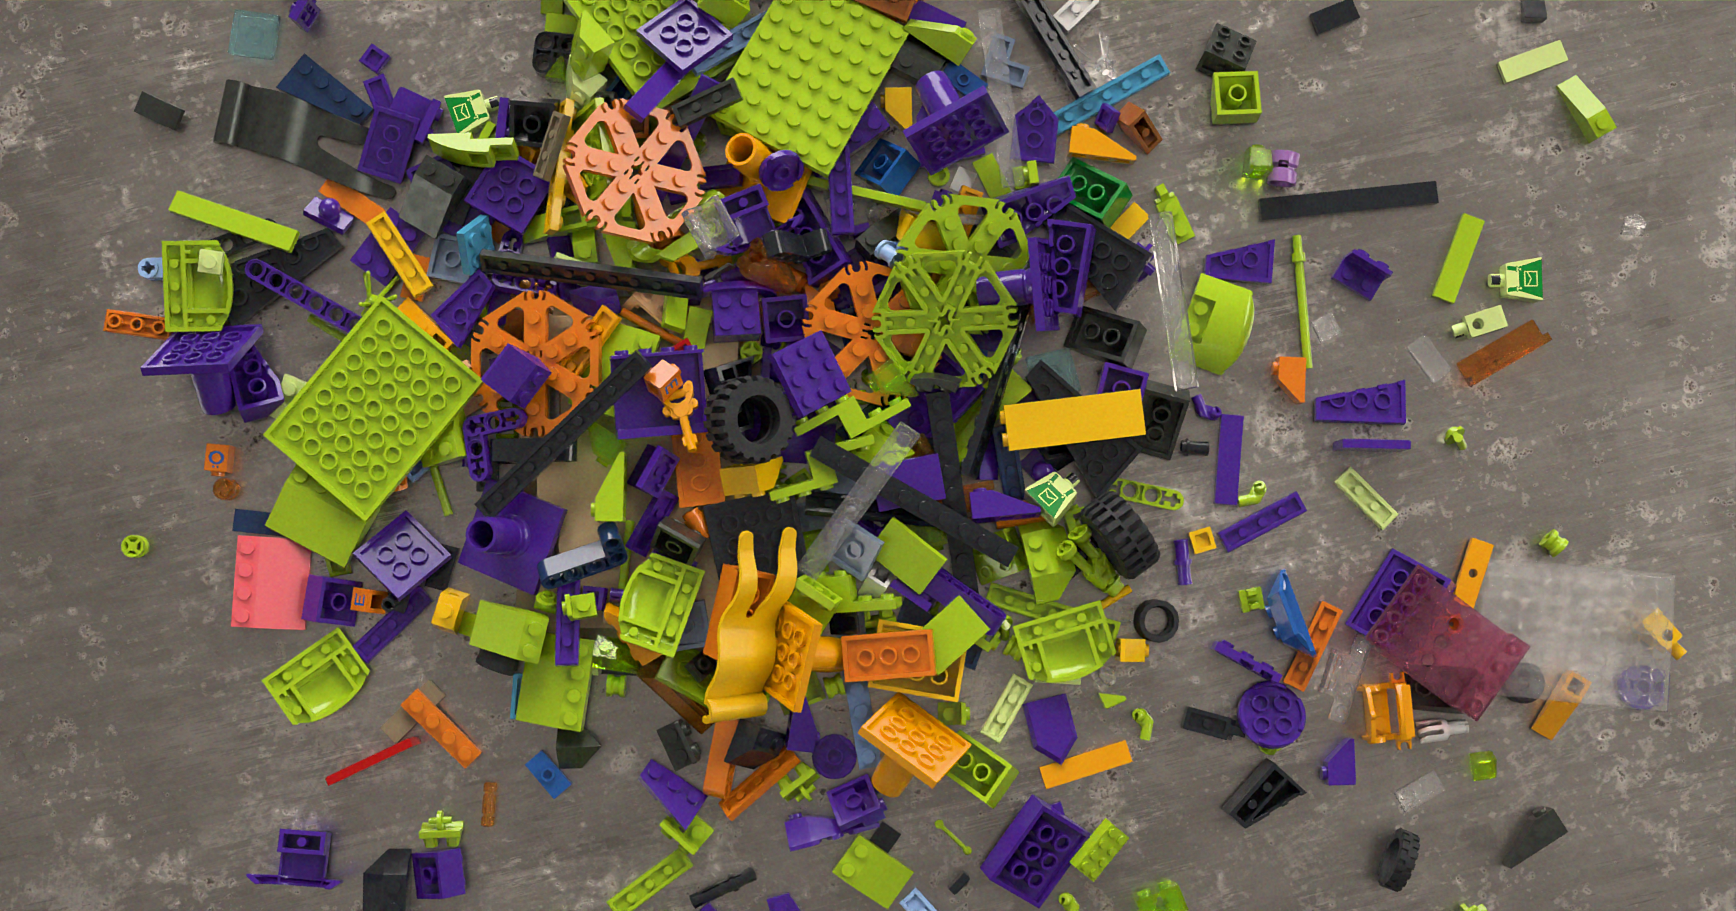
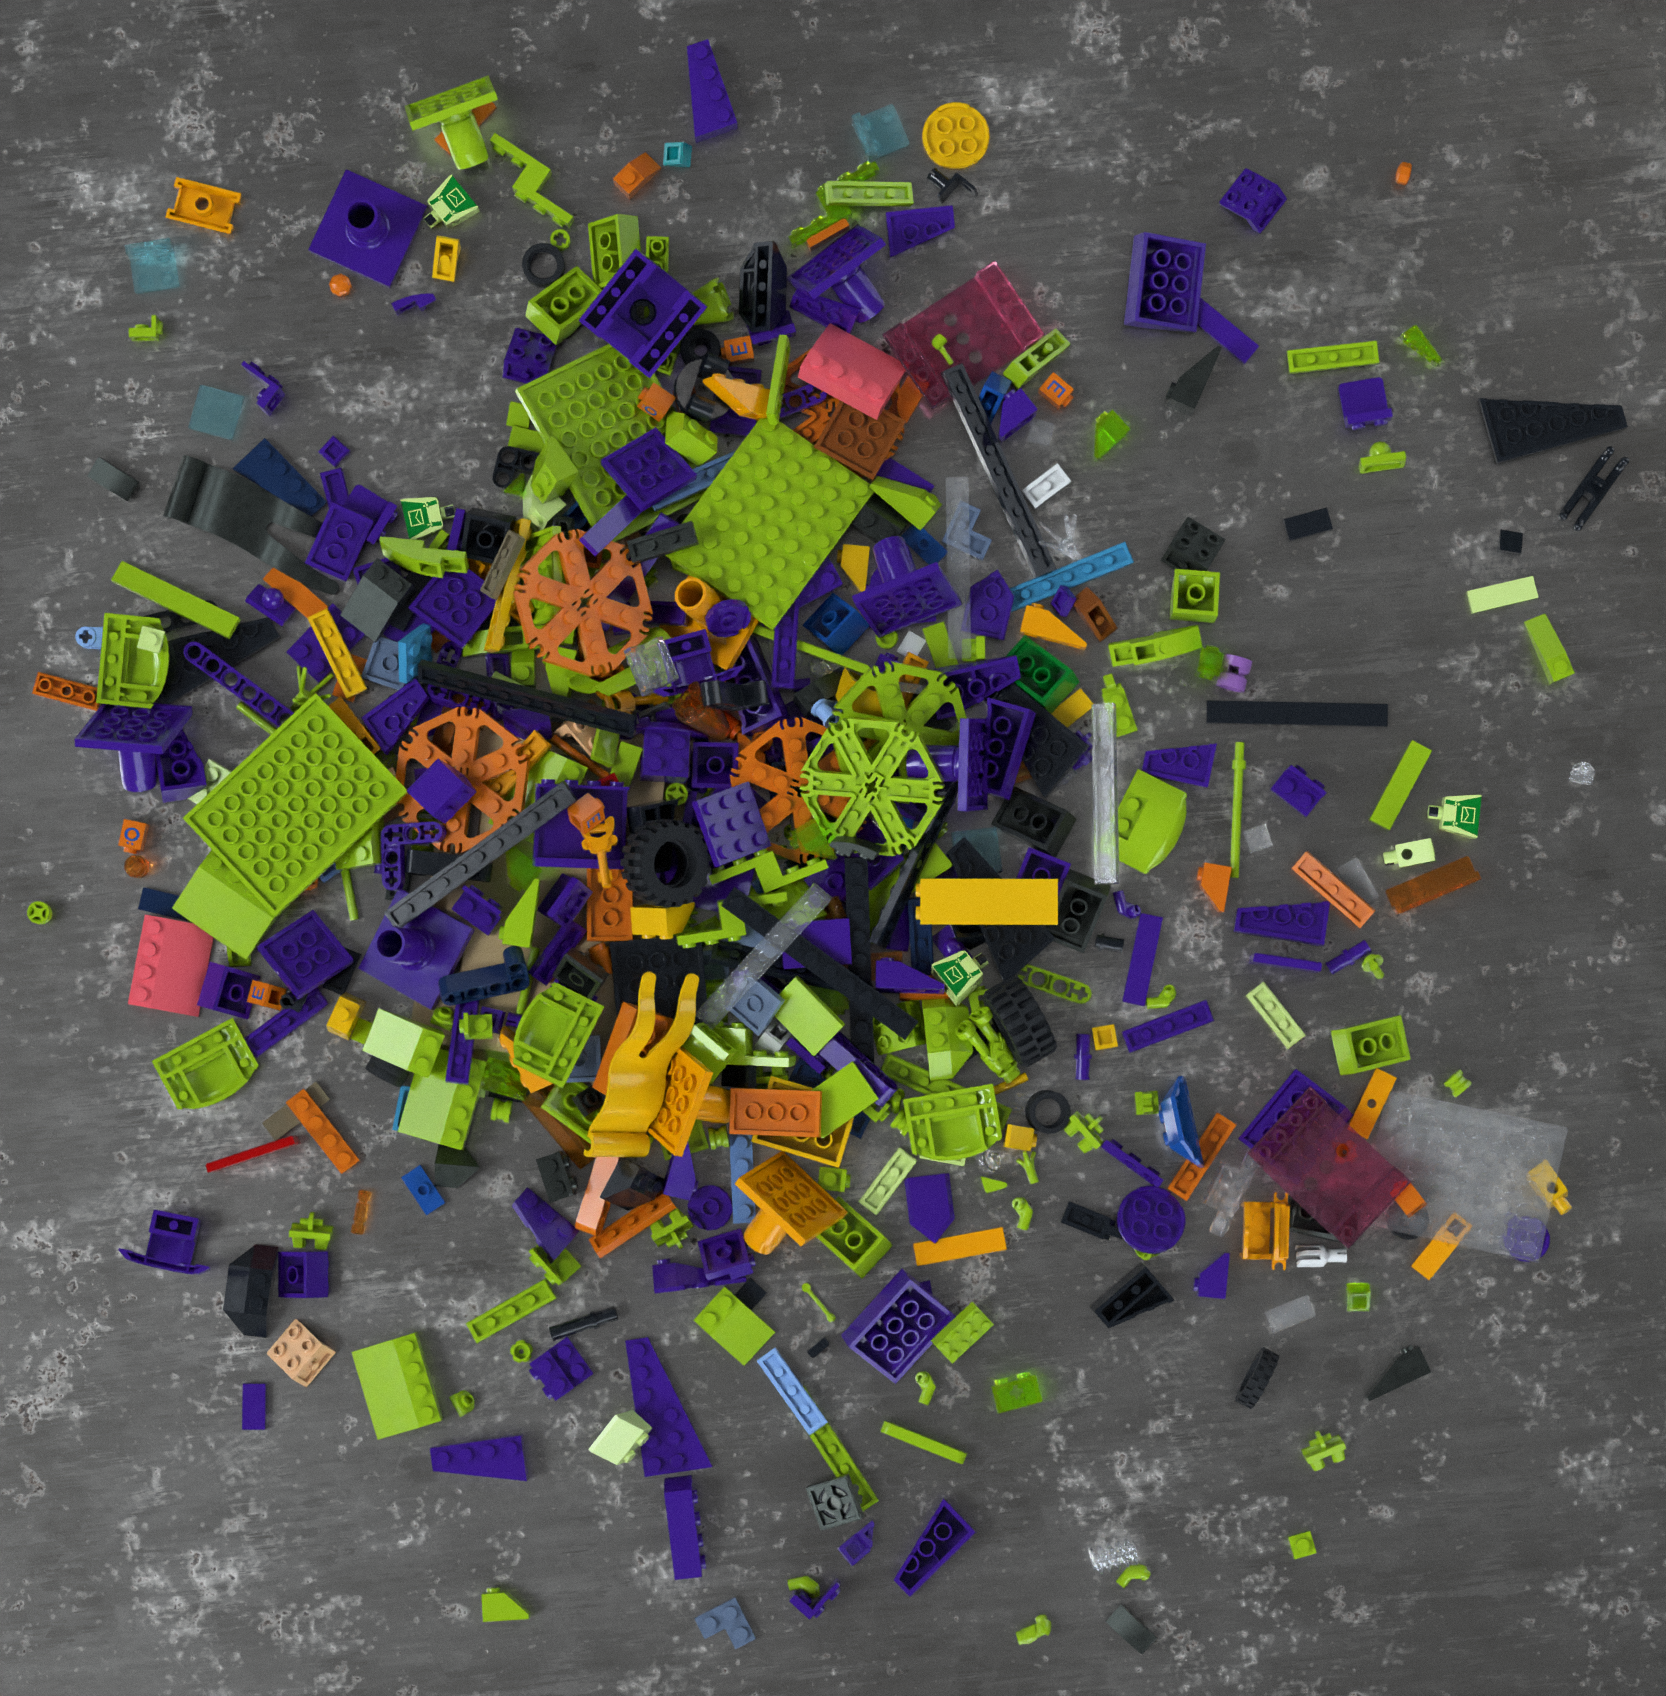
camera: 15 degrees right, 0 degrees up
(567, 491) = (478, 911): none -> dark purple bracket
(1143, 676) = (1028, 1165): none -> lime bar
(1202, 641) = (1078, 1123): none -> lime hips
(1203, 152) = (1155, 647): none -> lime slope
(1408, 367) = (1333, 889): none -> orange plate
(1430, 432) = (1348, 957): none -> dark purple pin
(1463, 516) = (1370, 1045): none -> lime slope
(1530, 666) = (1410, 1201): none -> orange brick

